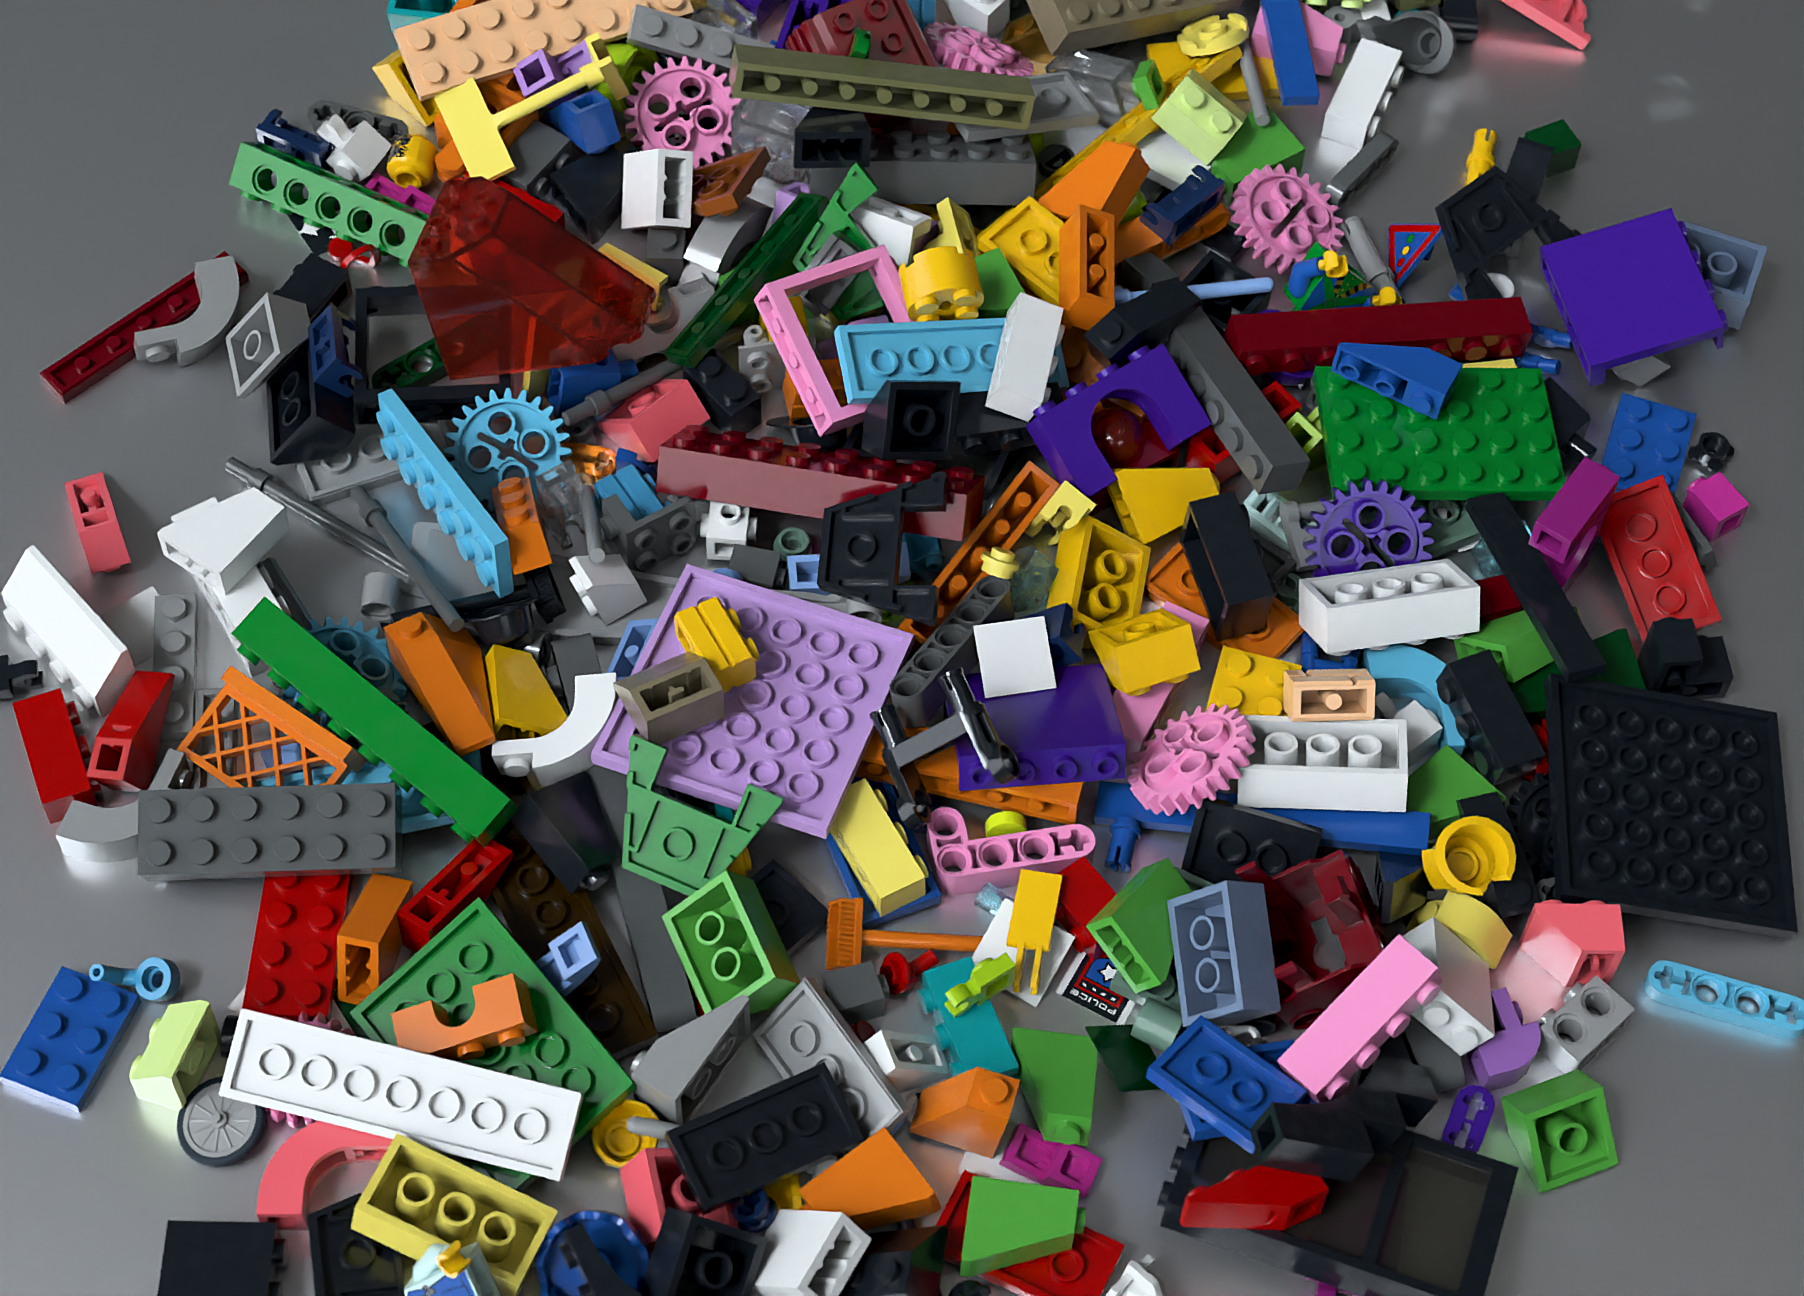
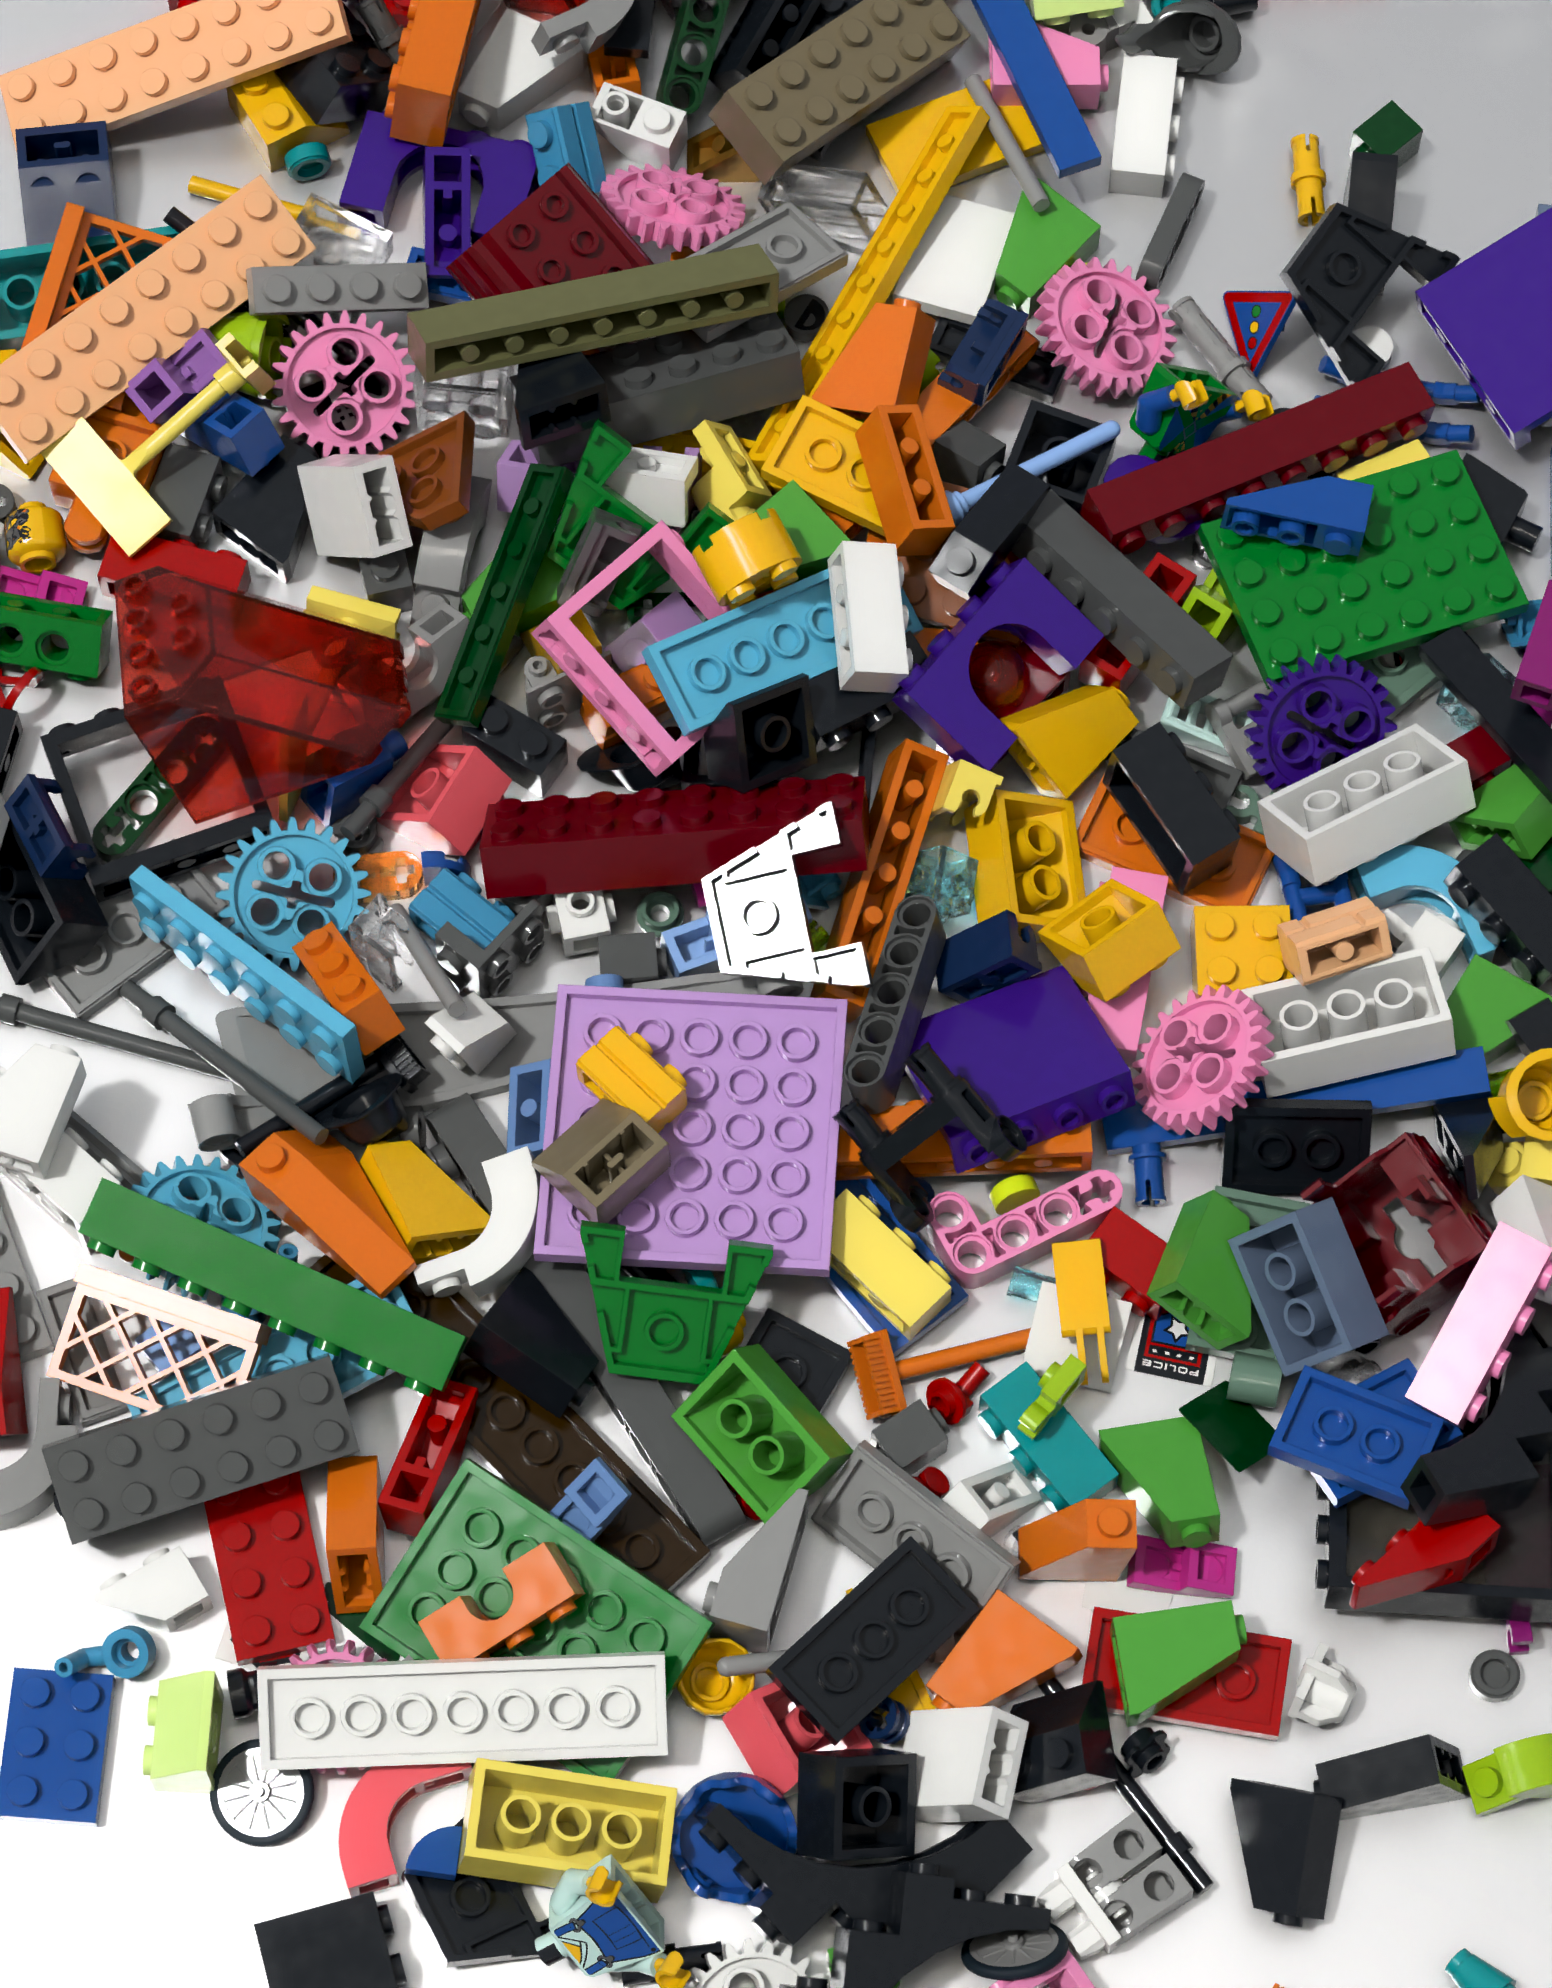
camera: 15 degrees left, 10 degrees up
(196, 941) = (156, 1596): none -> white slope
(336, 1208) = (436, 1854): none -> blue tile
(860, 44) = (550, 266): green tile -> none
(999, 563) = (914, 880): light yellow plate -> none
(1014, 657) = (968, 993): white sticker -> none
(1148, 85) = (893, 195): bright green plate -> none
(1199, 117) = (967, 220): yellowish green slope -> none
(1213, 35) = (946, 98): light yellow tile -> none

